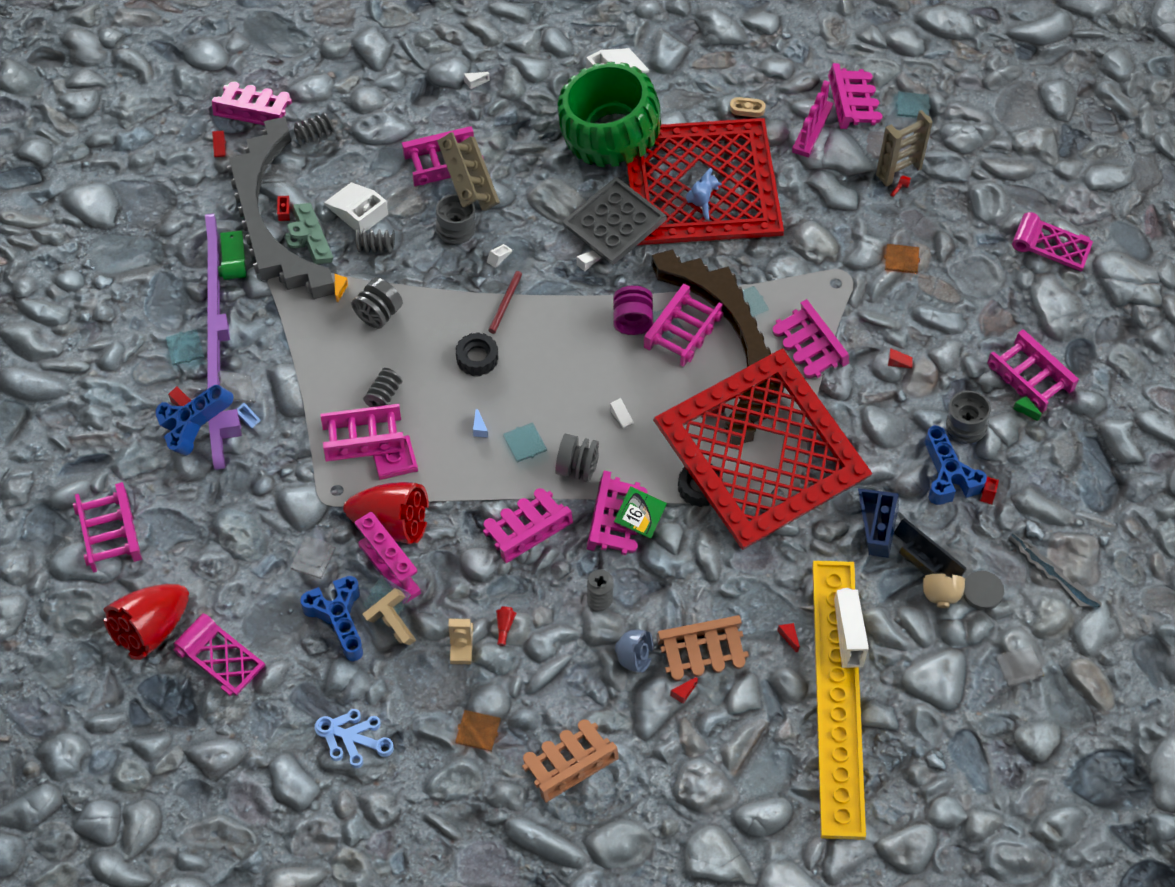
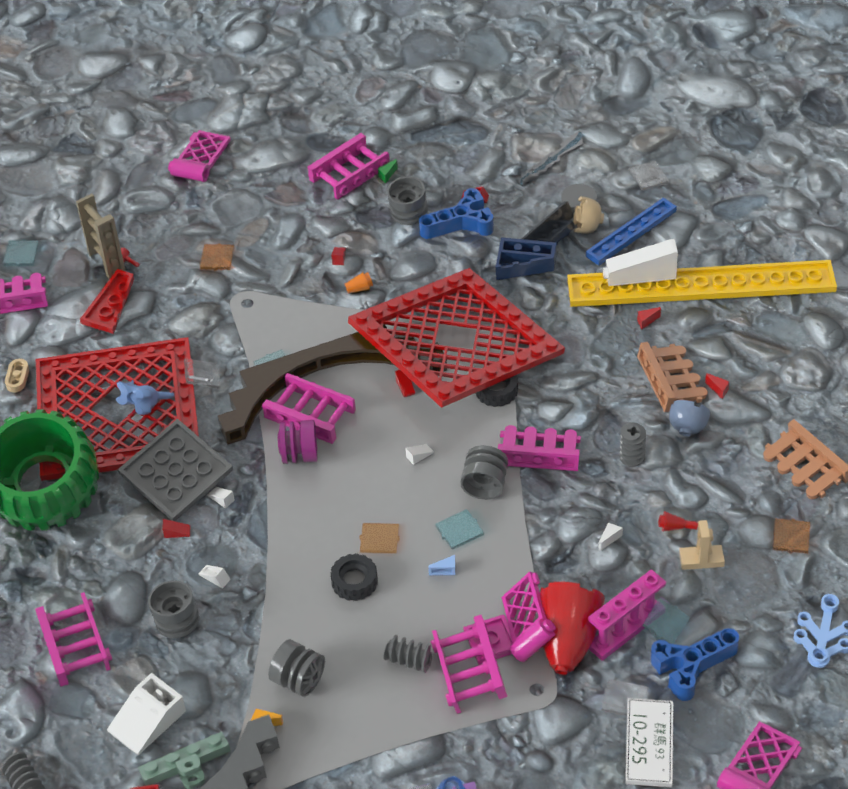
camera: 90 degrees left, 10 degrees down
(258, 568) = (649, 742): none -> white tile
(373, 477) = (534, 633): none -> dark pink piece
(374, 241) = (200, 688): dark grey piece -> none
(391, 618) = (683, 616): tan bracket -> none
(468, 171) = (116, 590): dark tan fence -> none
(498, 564) = (610, 534): none -> white piece
(505, 302) = (280, 562): dark red bar -> none
(524, 379) = (379, 538): none -> clear orange piece
(527, 536) = (561, 501): dark pink fence -> none
(553, 225) = (175, 529): none -> red piece
(640, 512) = (537, 423): slope -> none
(737, 242) = (202, 373): none -> clear piece
(813, 123) = (48, 324): dark pink fence -> none
(816, 327) = (316, 304): dark pink fence -> none
(835, 171) = (109, 303): none -> red wing
(854, 376) = (359, 283): none -> orange cone
(924, 635) = (631, 231): none -> blue plate

